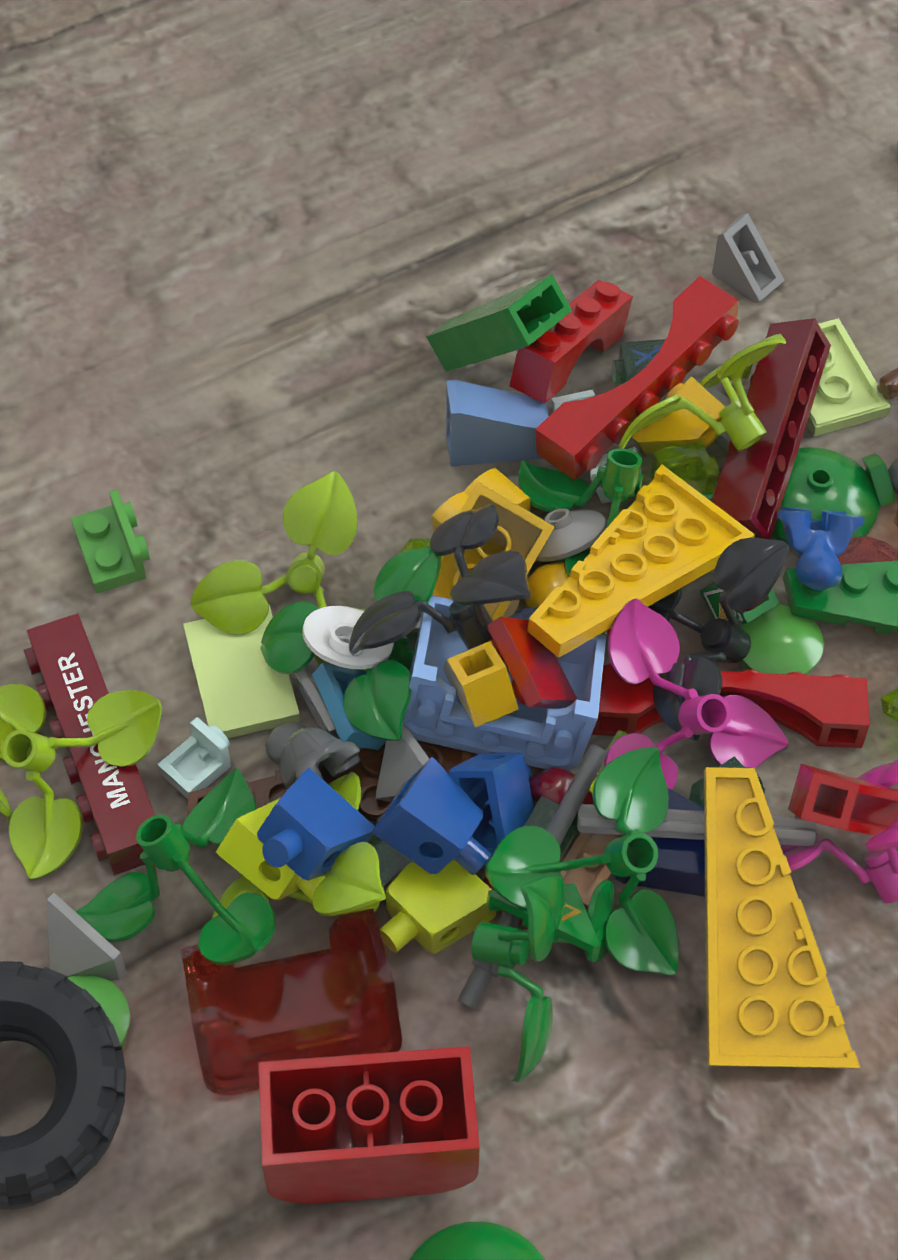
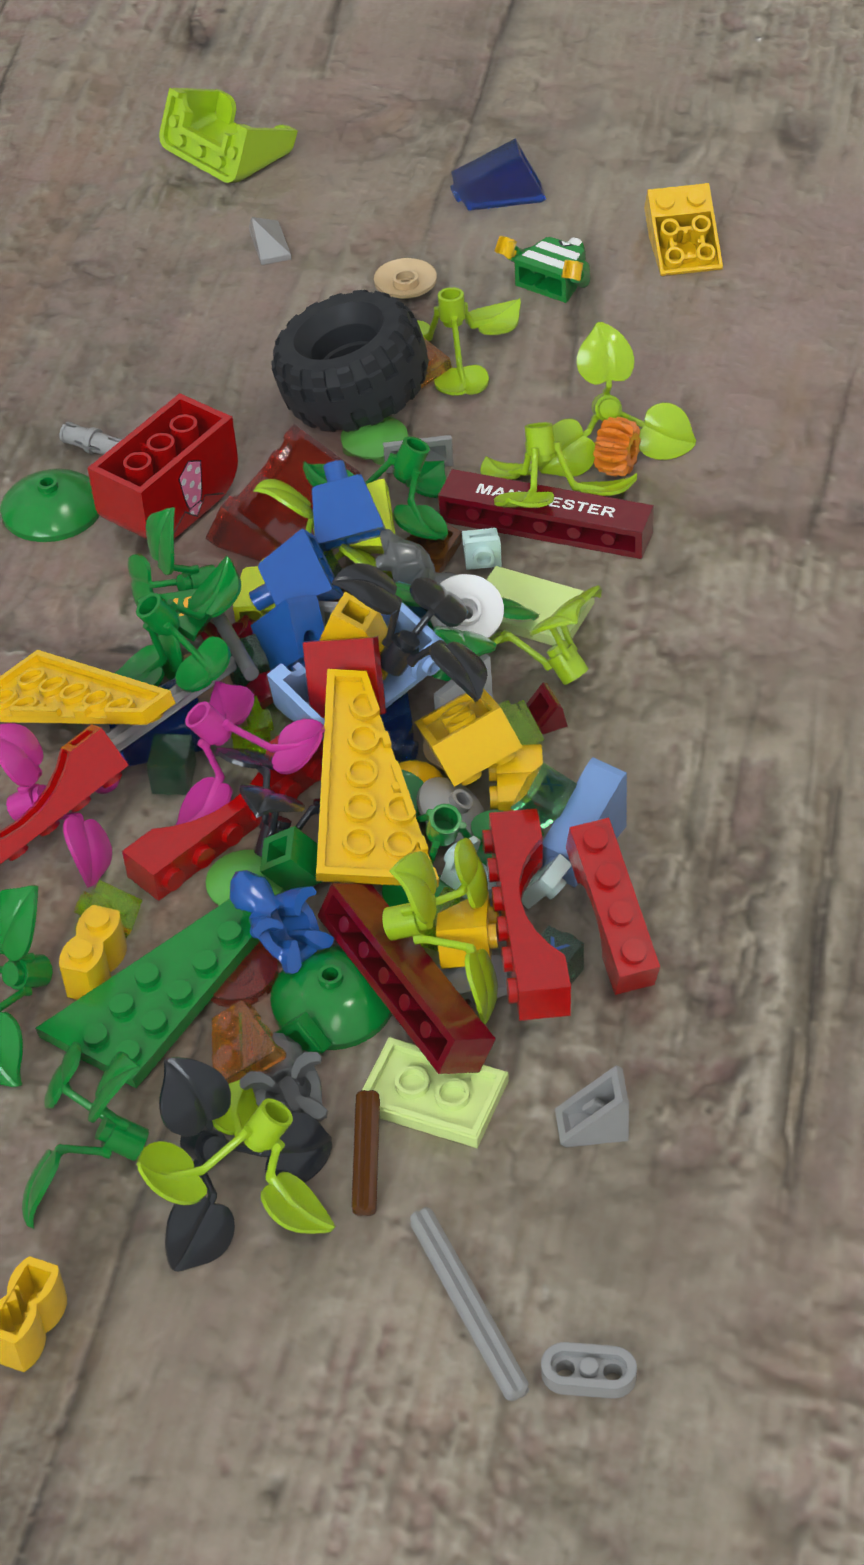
camera: 135 degrees right, 10 degrees down
(109, 545) = (700, 595): bright green bracket -> none
(370, 560) = (546, 710): none -> dark red slope
(500, 325) = (648, 833): green slope -> none
(513, 441) = (545, 791): none -> clear green brick

